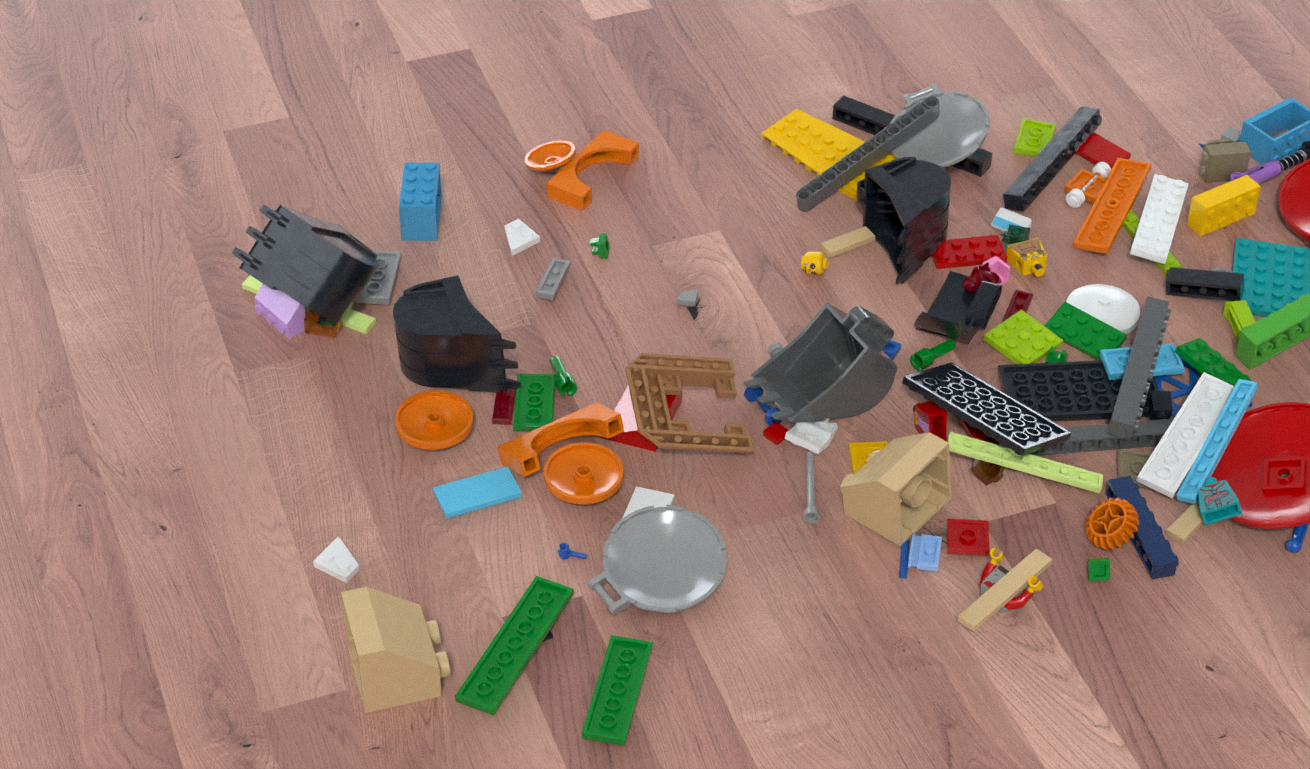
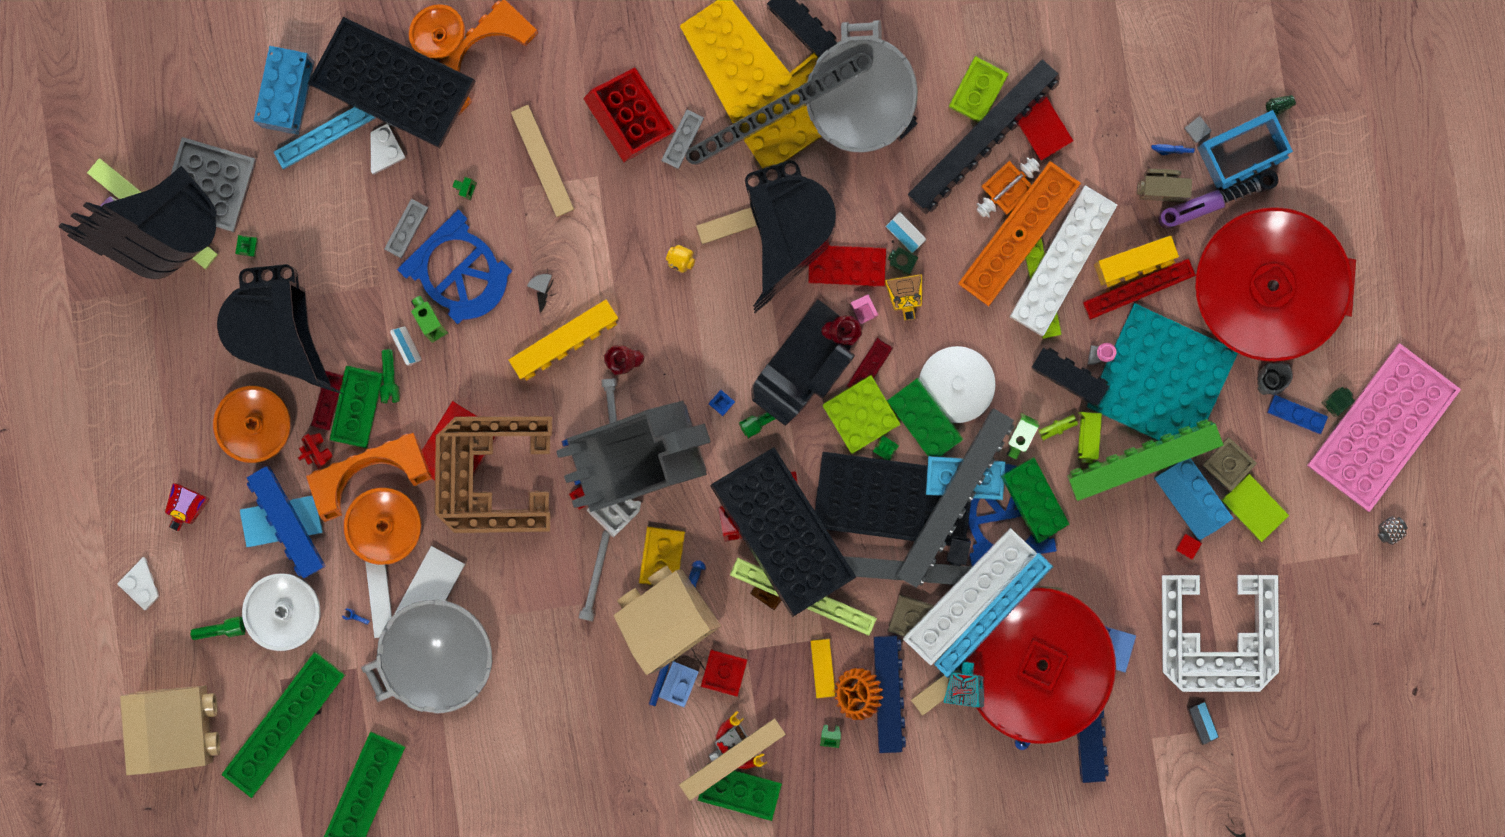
camera: 10 degrees right, 45 degrees up
(376, 490) = (184, 505): none -> torso
(442, 575) = (231, 628): none -> green piece
(478, 224) = (321, 137): none -> medium azure plate
(484, 483) = (286, 522): none -> blue brick
(493, 552) = (281, 612): none -> white dish
(498, 432) = (310, 443): none -> red hips
(517, 185) = (391, 82): none -> black plate
(570, 354) = (405, 346): none -> white slope
(591, 531) = (379, 596): none -> white tile
(592, 329) = (428, 319): none -> bright green torso
(598, 273) = (465, 309): none -> blue window
(667, 225) = (542, 161): none -> tan tile
(724, 326) = (563, 340): none -> yellow brick
(733, 186) = (629, 114): none -> red slope
(783, 330) = (614, 362): none -> dark red piece
(787, 197) = (682, 139): none -> light grey plate
(1025, 628) = (744, 794): none -> green plate
(1066, 521) = (822, 668): none -> yellow tile
(1180, 331) = (1024, 427): none -> torso
(1209, 323) = (1058, 427): none -> lime pin
(1228, 265) = (1106, 352): none -> bright pink plate
(1235, 230) = (1139, 289): none -> red tile

